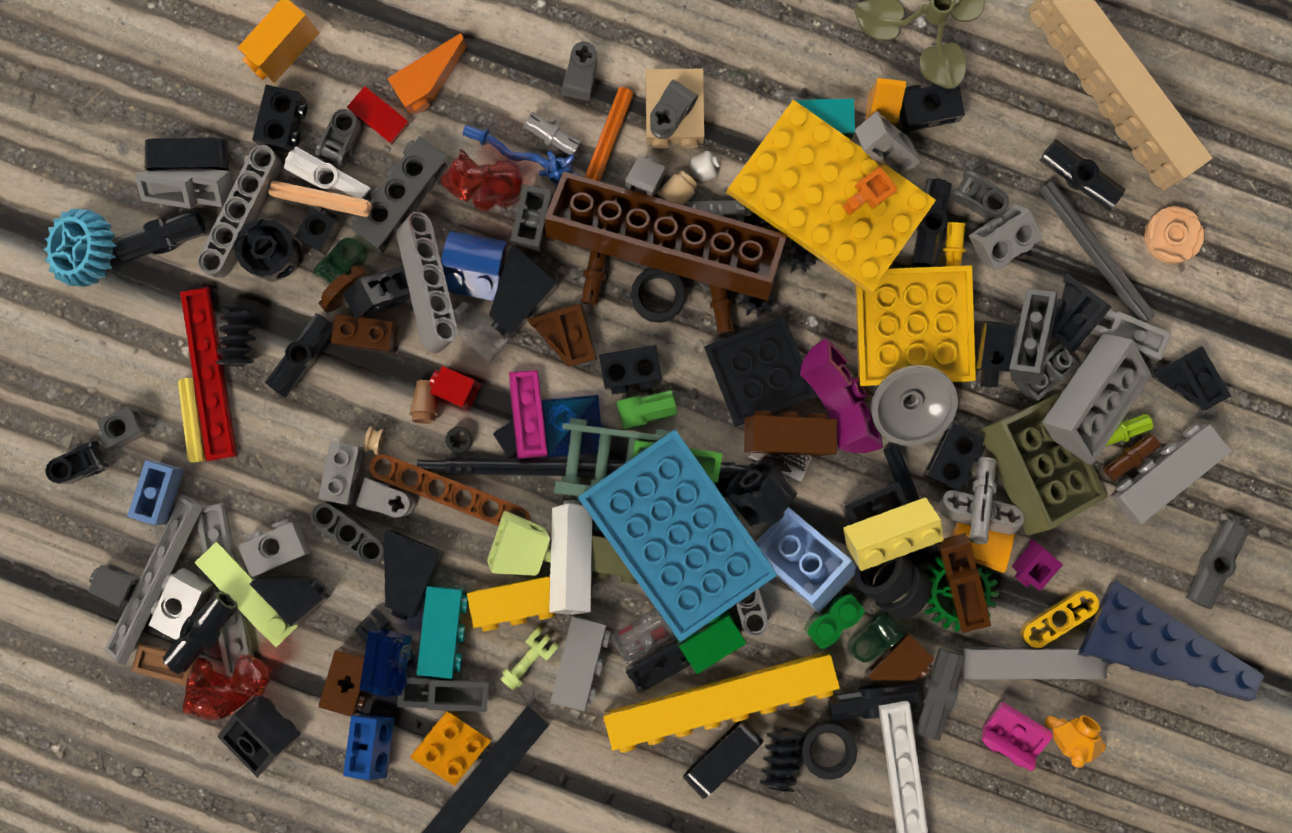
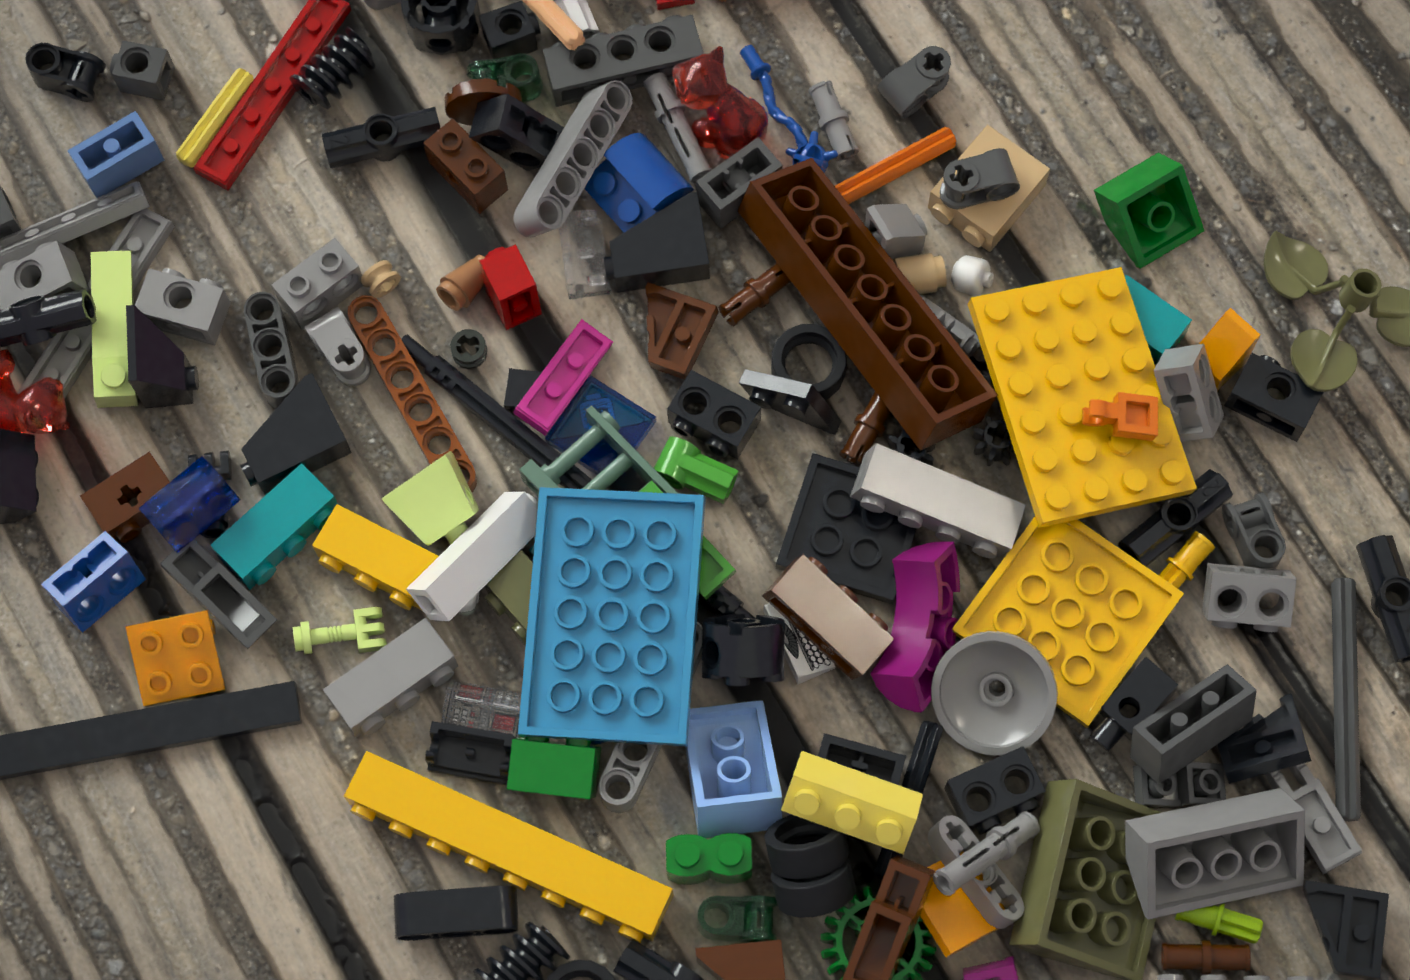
camera: 40 degrees right, 15 degrees down
(466, 211) = (671, 114): none -> light grey pin
(670, 324) = (790, 398): none -> black wing
(774, 46) = (1150, 209): none -> green slope
(798, 320) = (937, 501): none -> brick

